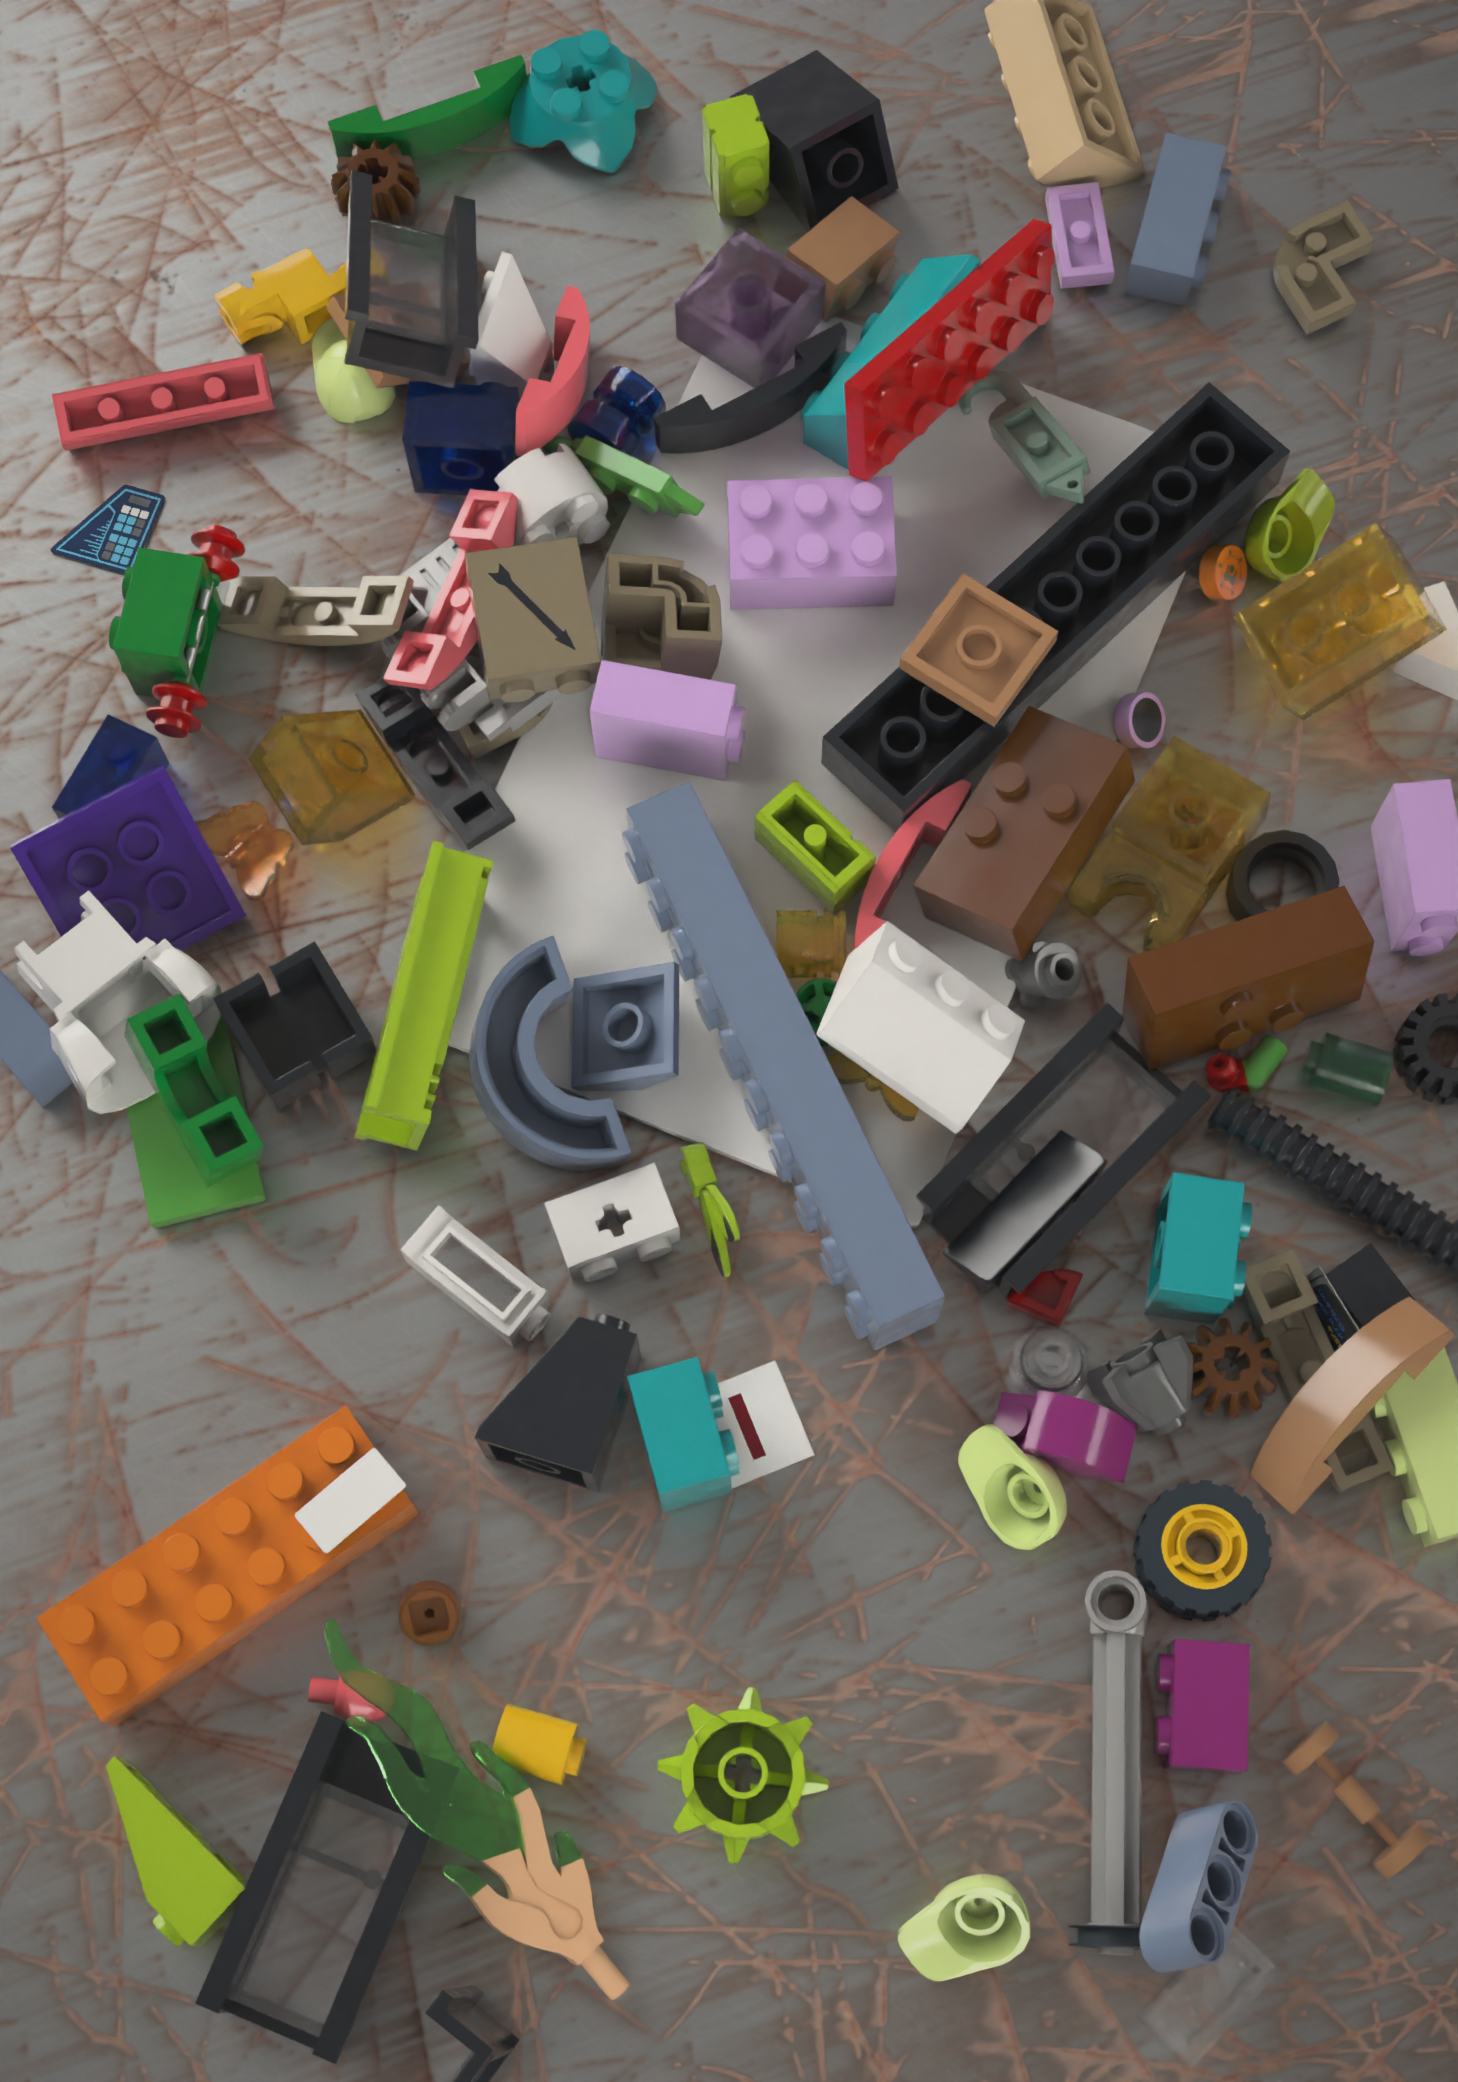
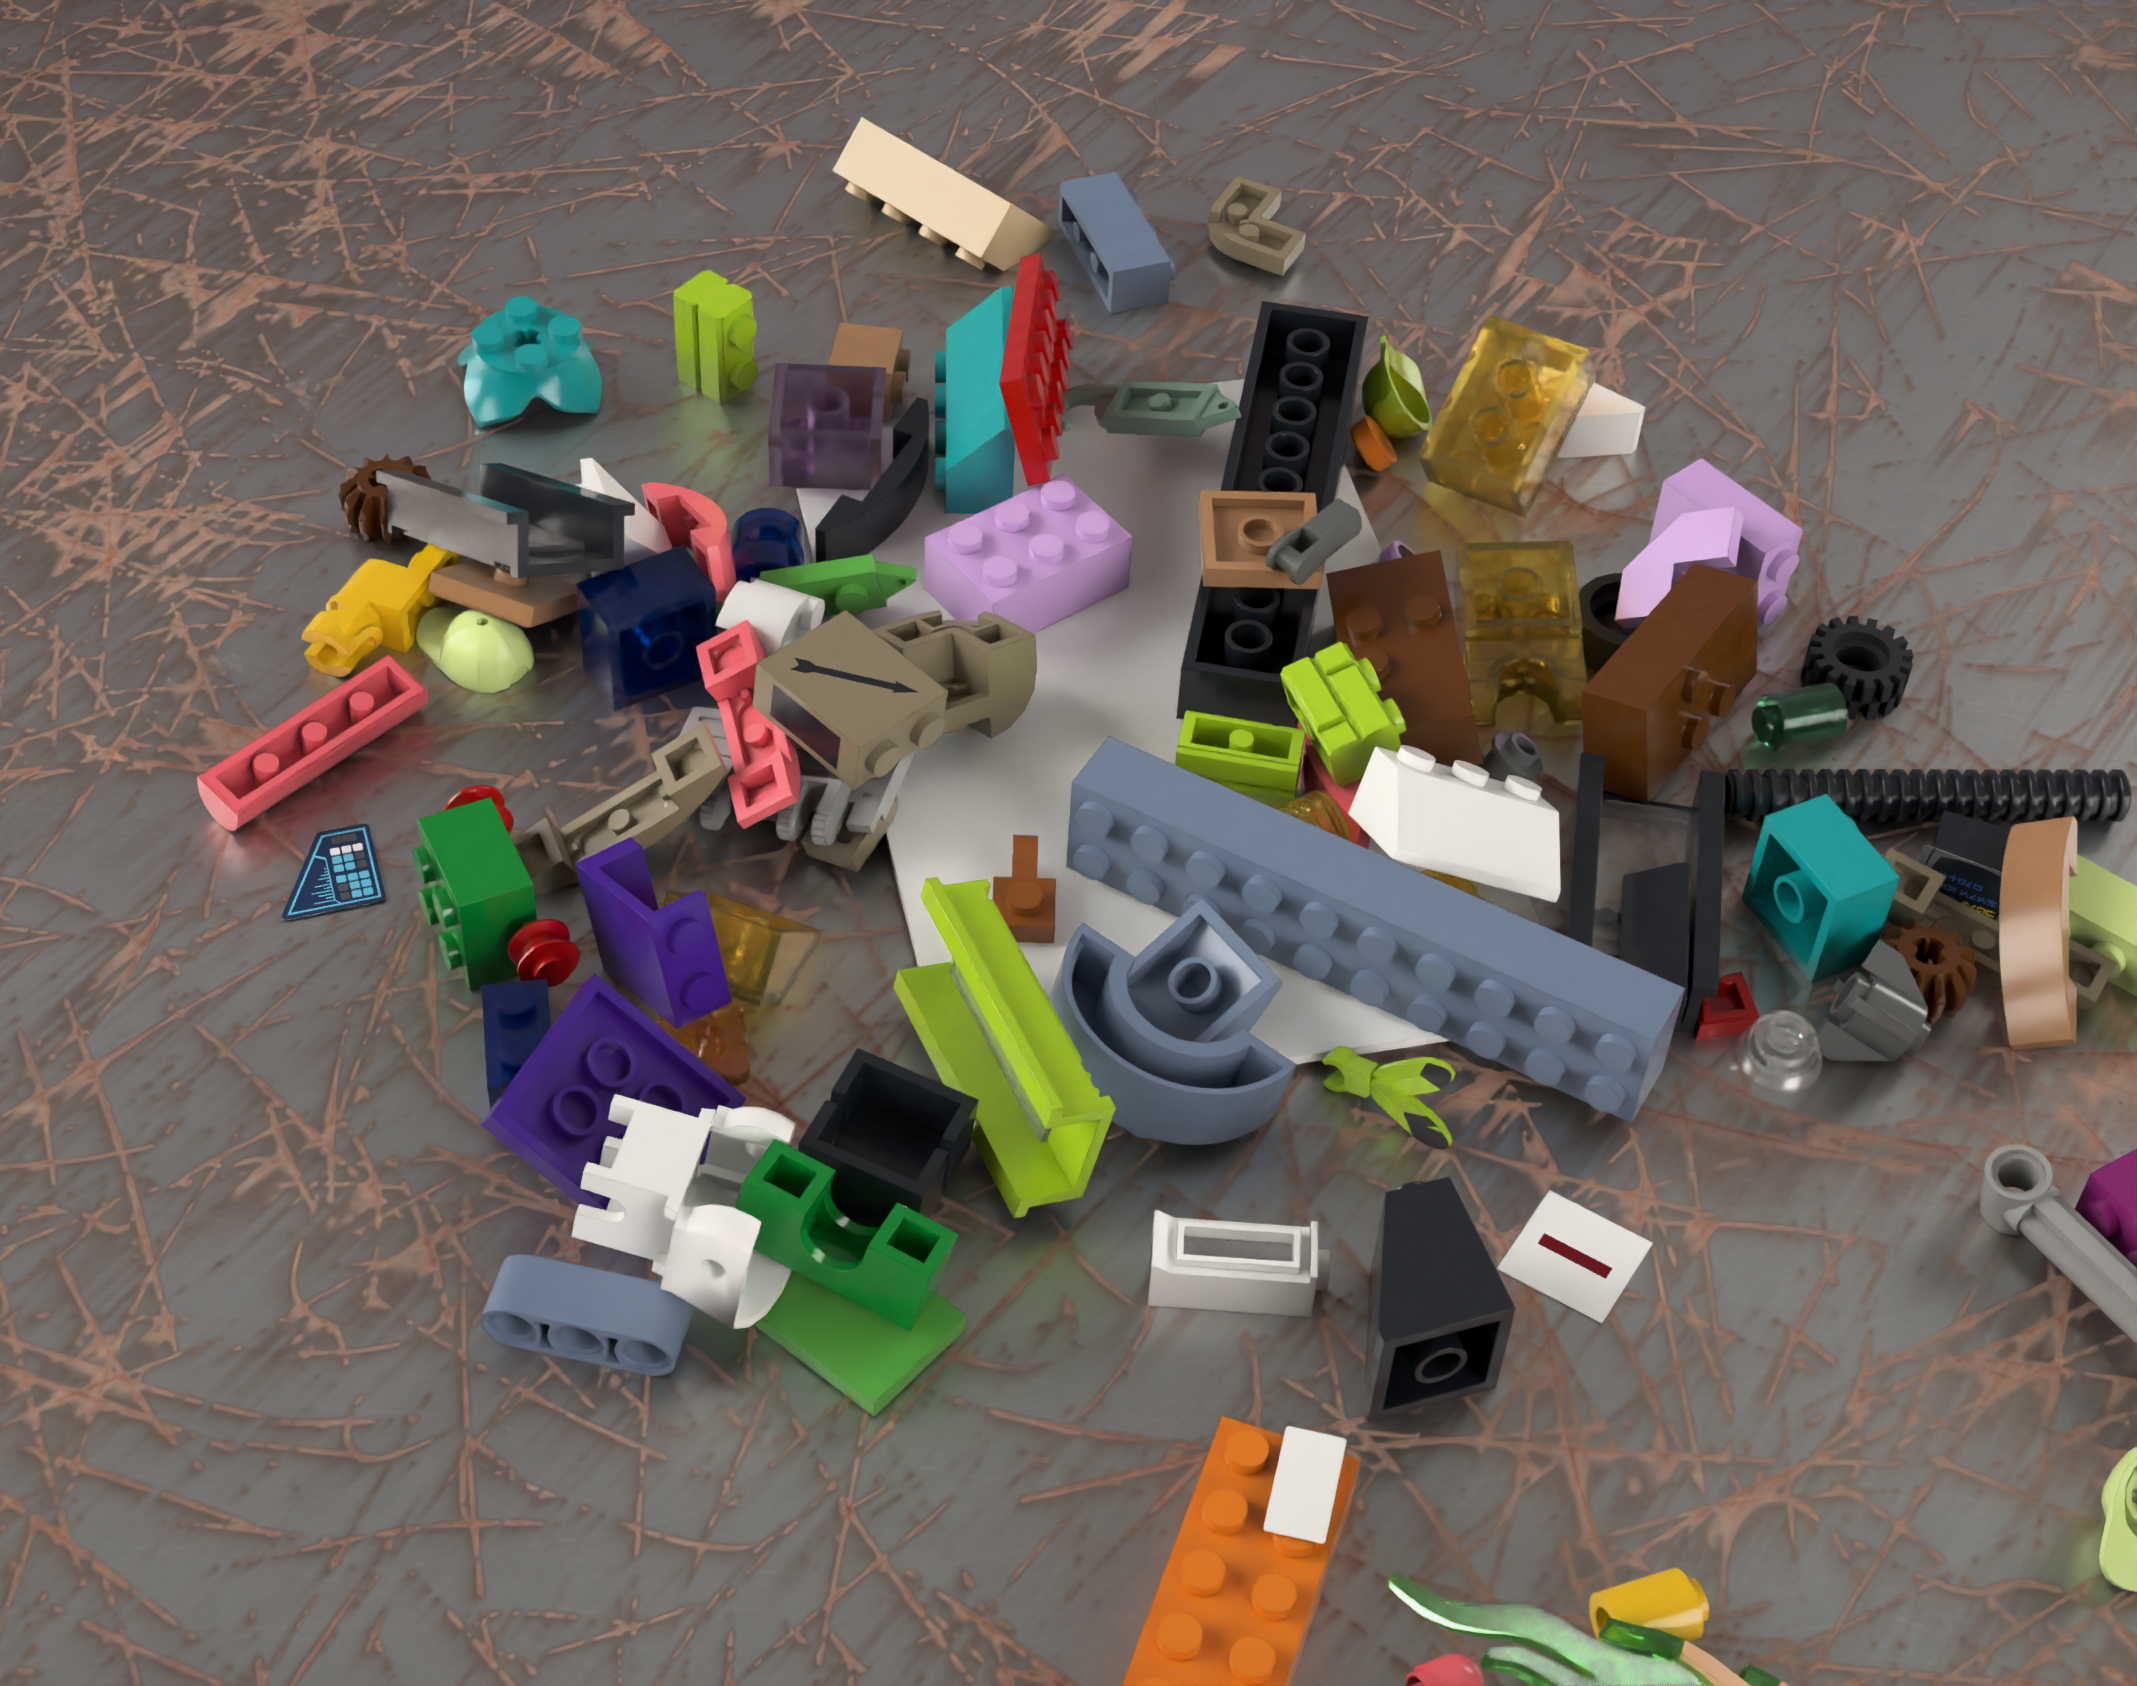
camera: 40 degrees left, 25 degrees down
(249, 704) = (656, 953): none -> dark purple panel
(429, 1613) = (1446, 1567): dark orange tile -> none
(435, 763) = (817, 894): black slope -> none
(438, 125) = (411, 432): green slope -> none
(565, 869) = (1024, 899): none -> dark orange plate
(636, 1202) = (1317, 1151): white brick -> none
(666, 720) = (1025, 730): lavender brick -> none
(680, 1433) = (1554, 1260): teal brick -> none
(772, 1752) = (1854, 1511): lime brick -> none
(823, 138) = (793, 293): black slope -> none
(908, 863) = (1341, 710): none -> lime brick
(1002, 1482) = (1820, 1144): yellowish green cap -> none
(1010, 688) = (1315, 541): none -> dark grey bar
(1068, 1433) = (1848, 1077): magenta brick -> none
(1079, 235) = (1076, 295): lavender plate -> none
(1228, 1524) = (2038, 1101): black wheel -> none
(1248, 1073) = (1726, 754): arm -> none
(1362, 858) = (1694, 537): none -> lavender tile

